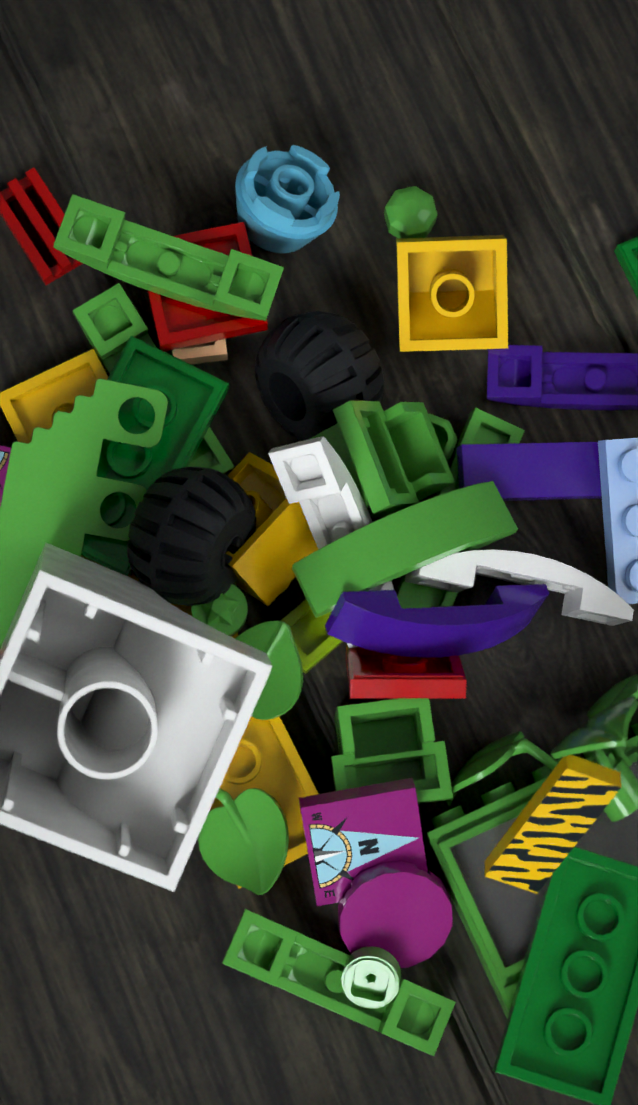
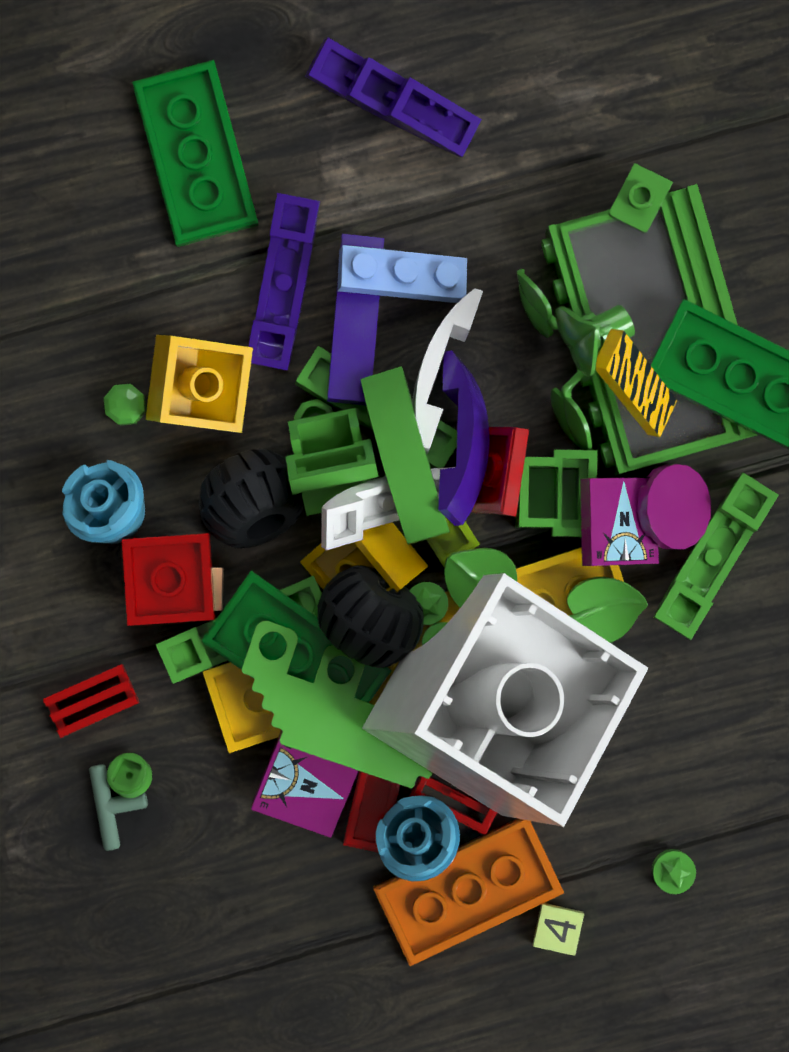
camera: 75 degrees left, 10 degrees up
(167, 264) = (151, 603): bright green slope -> none
(371, 977) = (716, 531): tile -> none

